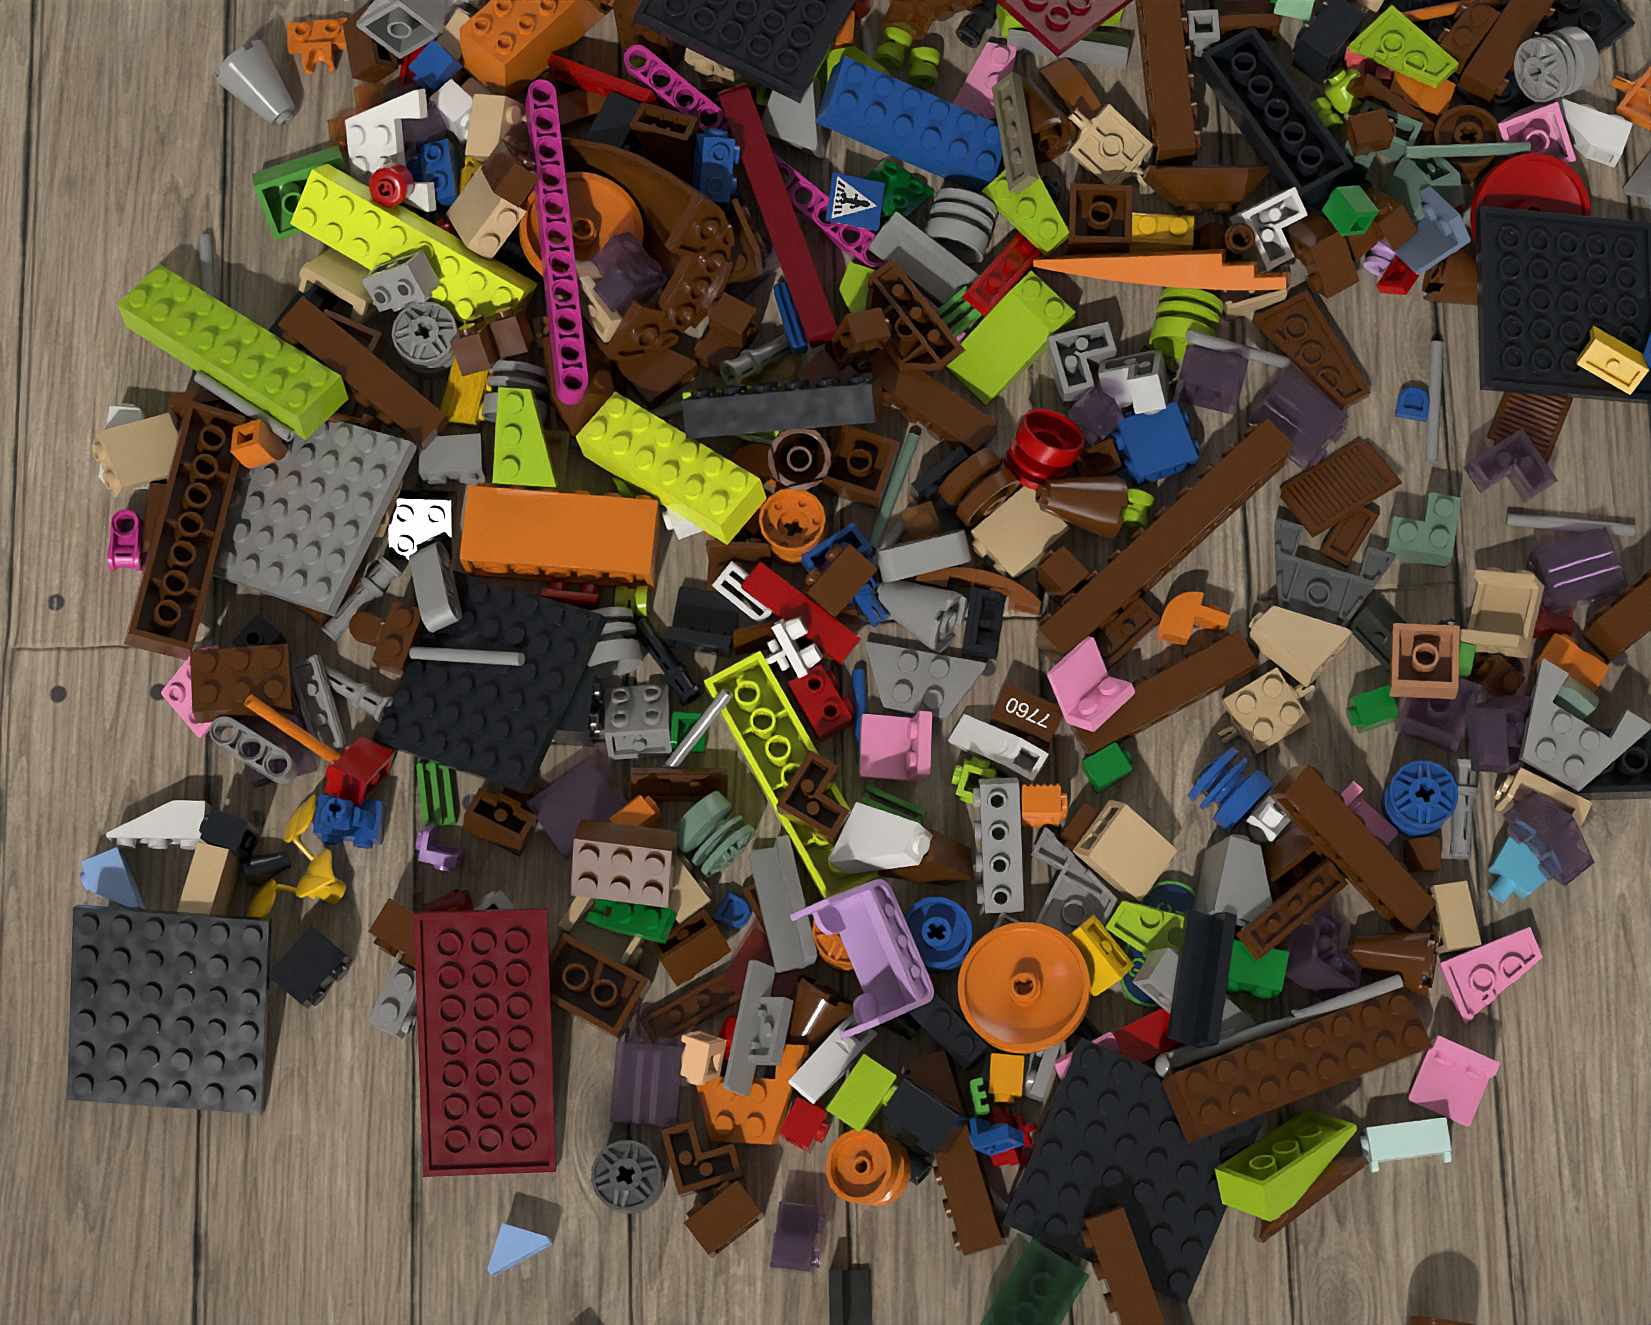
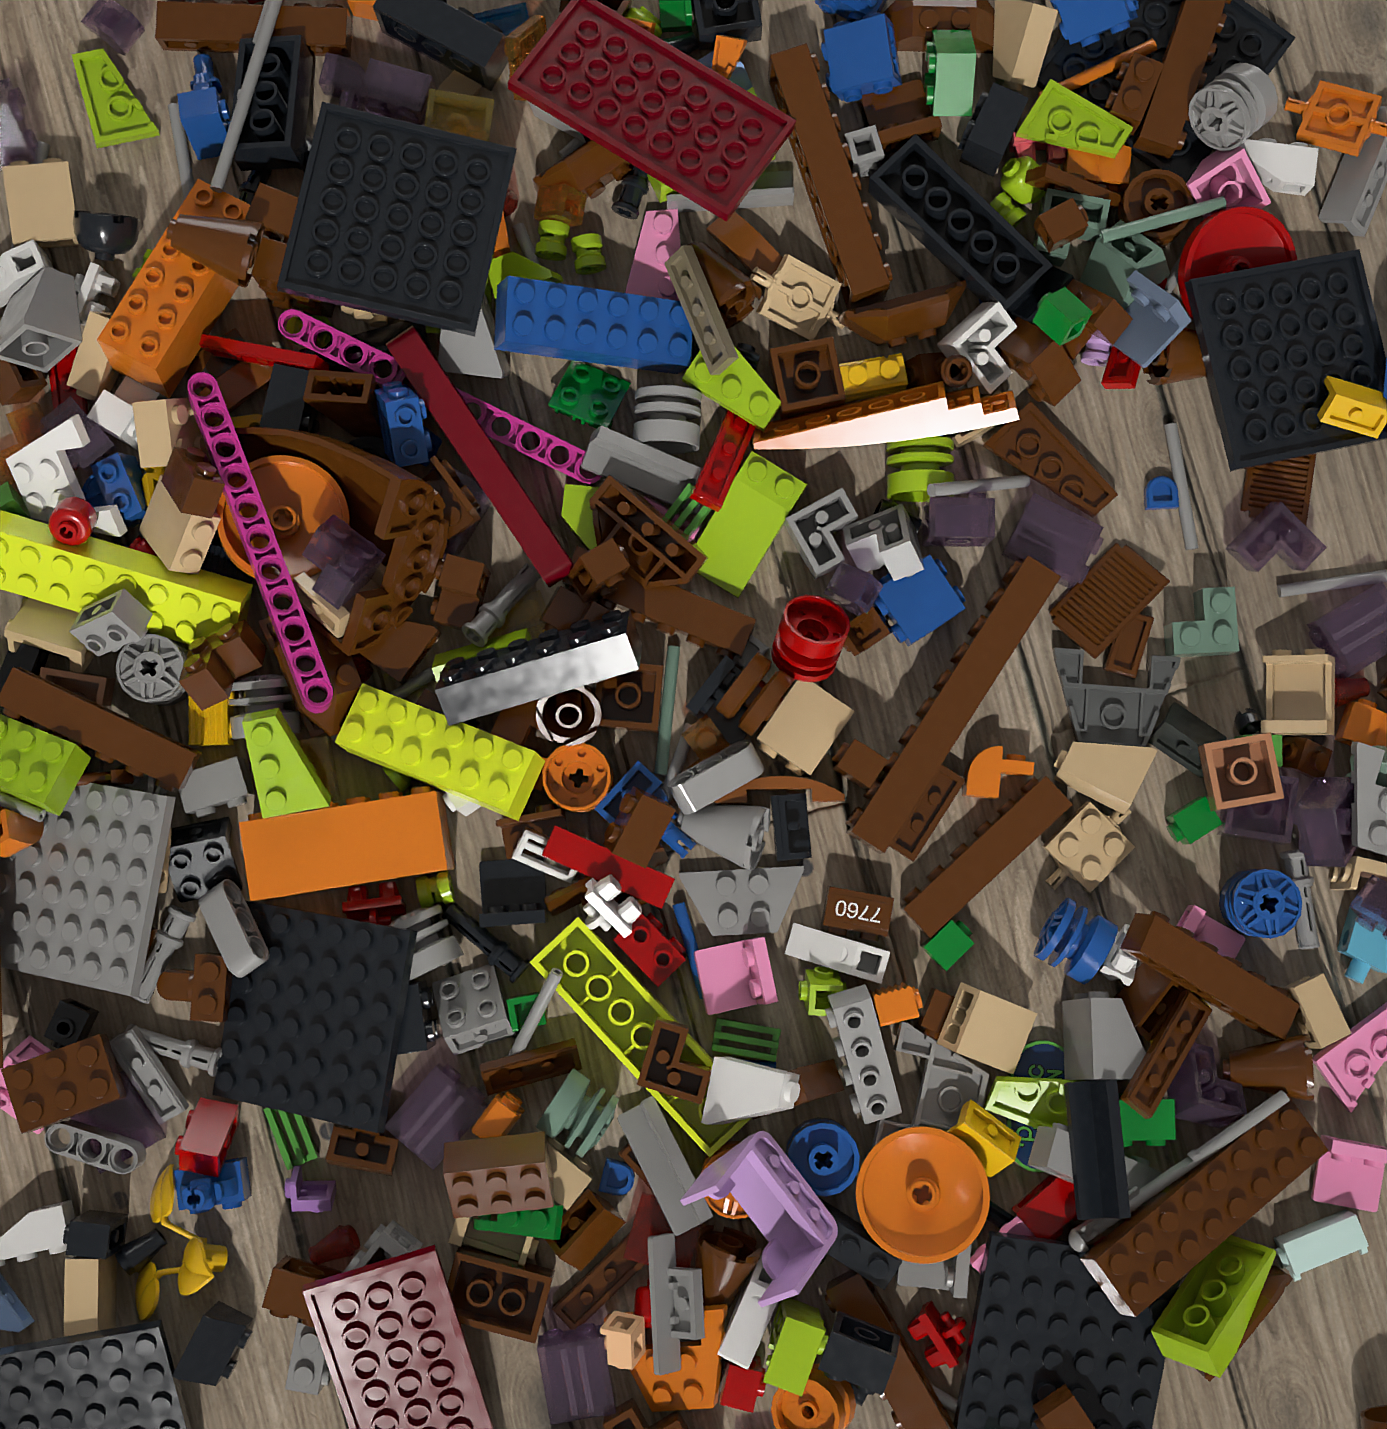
camera: 20 degrees left, 10 degrees up
(291, 728) = (128, 1117): orange piece -> none
(434, 67) = (83, 380): blue brick -> none
(464, 655) = (285, 997): light grey bar -> none
(790, 319) = (521, 561): blue axle -> none
(855, 201) = (555, 420): blue sticker -> none
(978, 1098) = (903, 1311): bright green tile -> none
(994, 1138) = (922, 1352): blue bracket -> none
(1005, 1077) = (924, 1284): light orange brick -> none
(1086, 502) = (865, 682): reddish brown cone -> none
(1086, 689) = (913, 877): bright pink bracket -> none
(1136, 511) = (912, 672): lime wheel -> none
(1422, 854) = (1272, 954): reddish brown slope -> none

